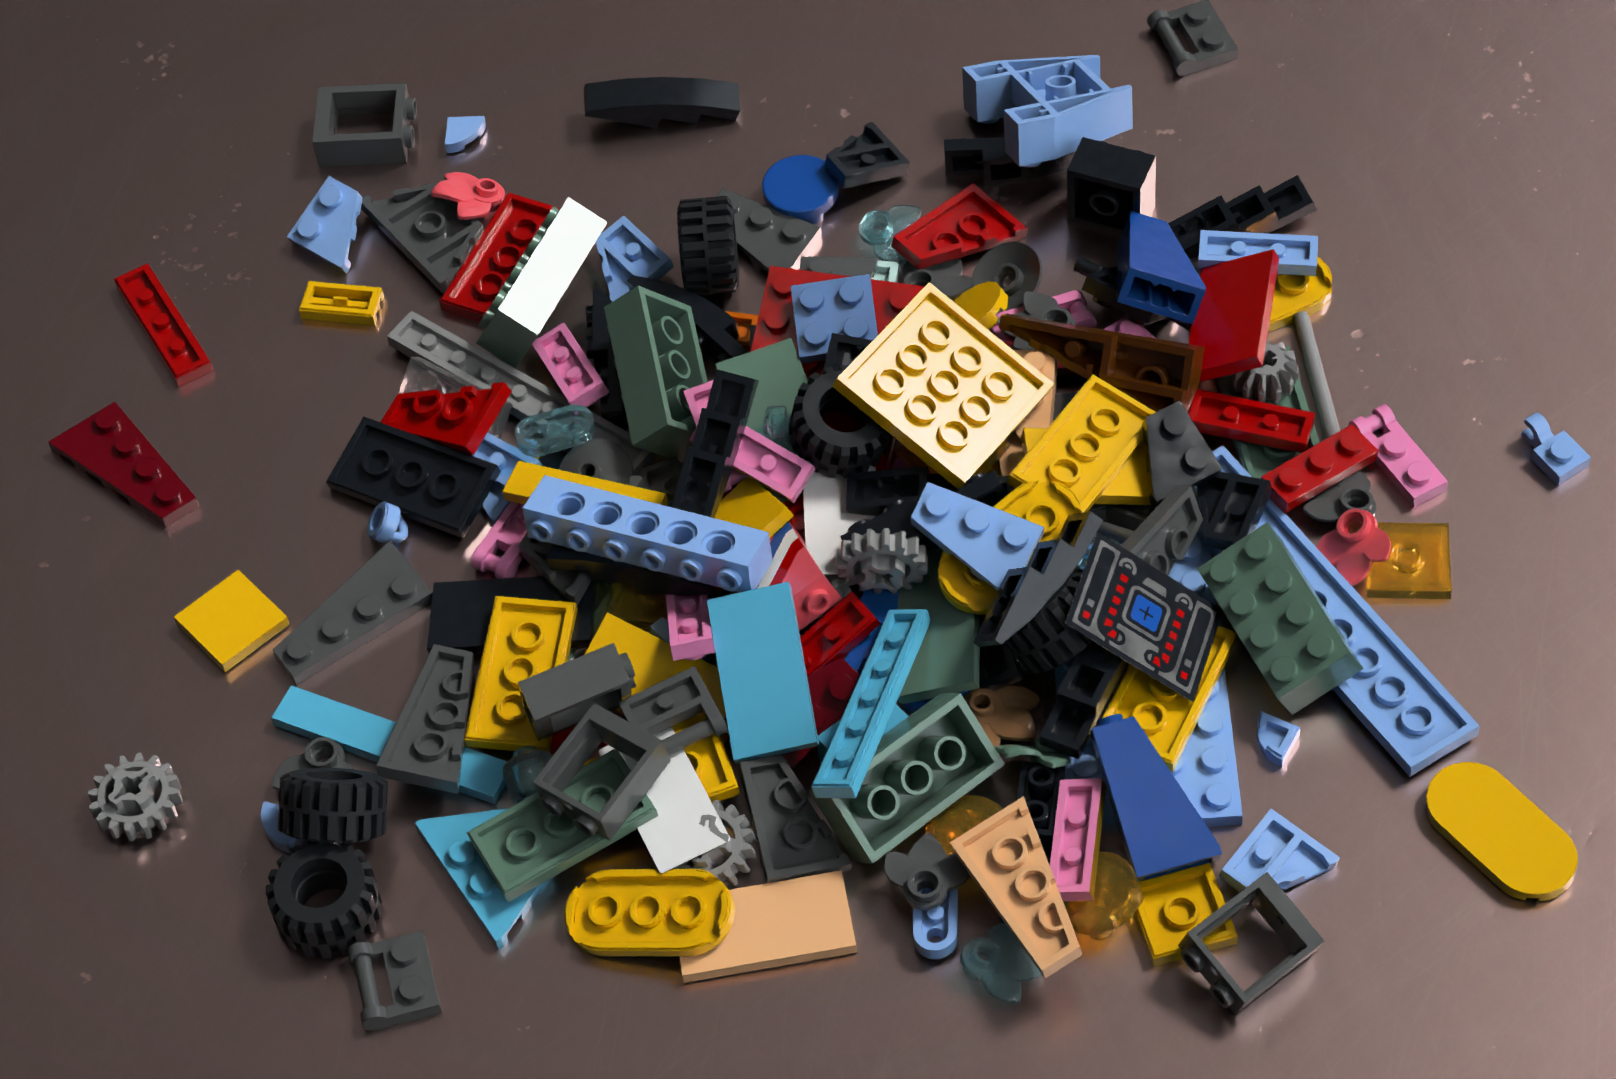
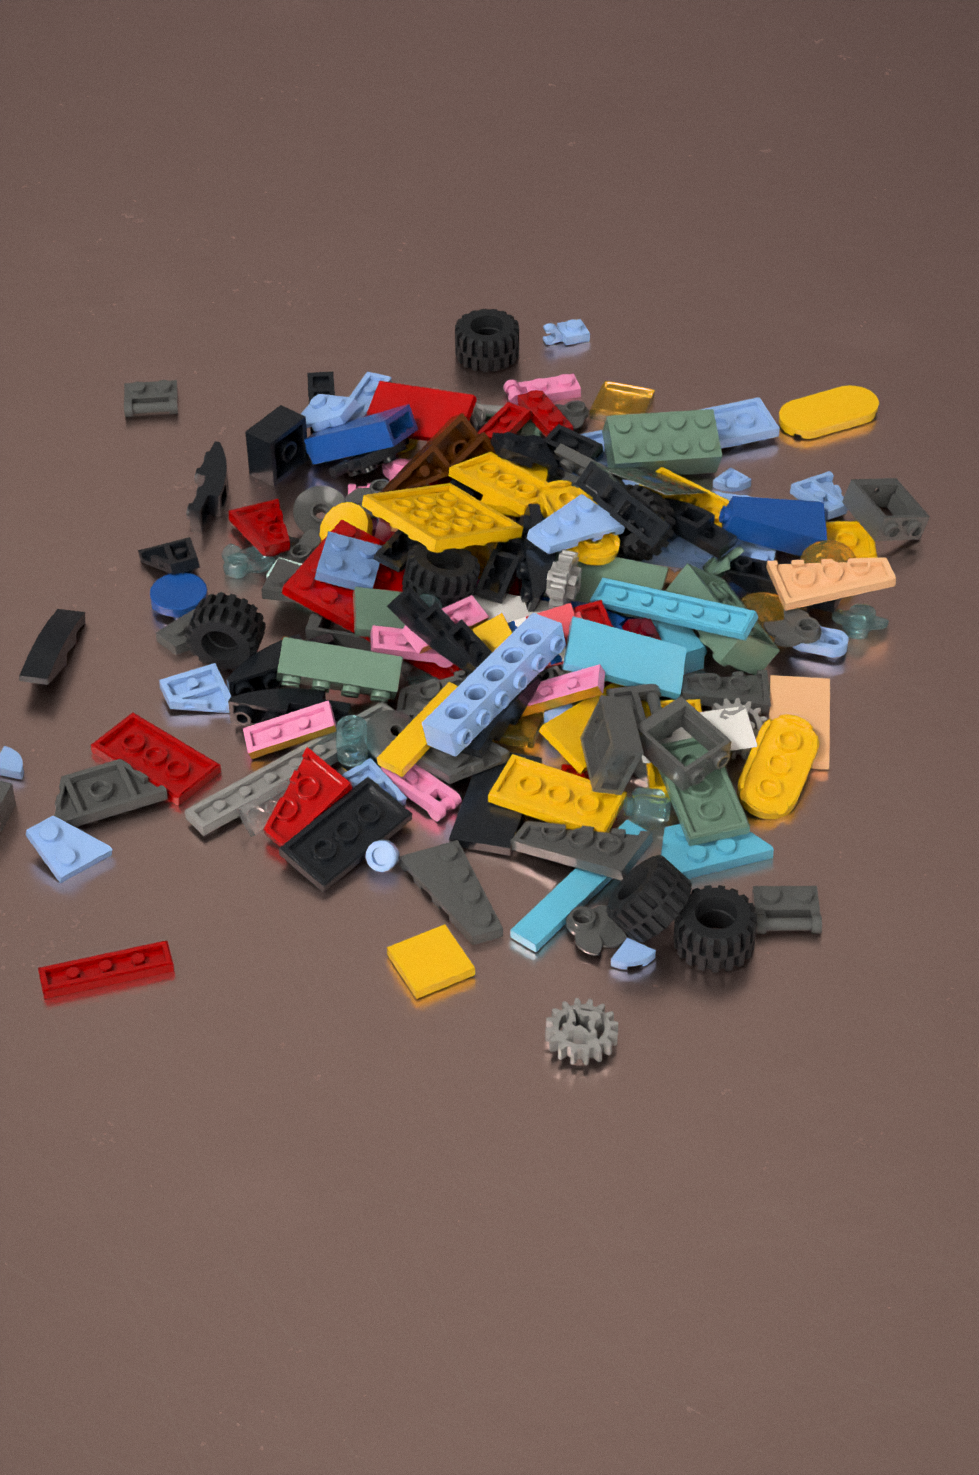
camera: 80 degrees left, 10 degrees down
(127, 463) = (229, 1012): dark red wing -> none
(340, 308) = (149, 859): yellow tile -> none
(473, 195) = (83, 759): coral plate -> none
(539, 281) = (210, 723): brick -> none
(1046, 104) = (184, 447): light blue wedge -> none
(1077, 837) = (784, 551): bright pink plate -> none
(1192, 214) = (329, 411): none -> light blue wing
(1355, 550) = (612, 405): coral plate -> none
(1468, 378) = (487, 340): none -> black tyre

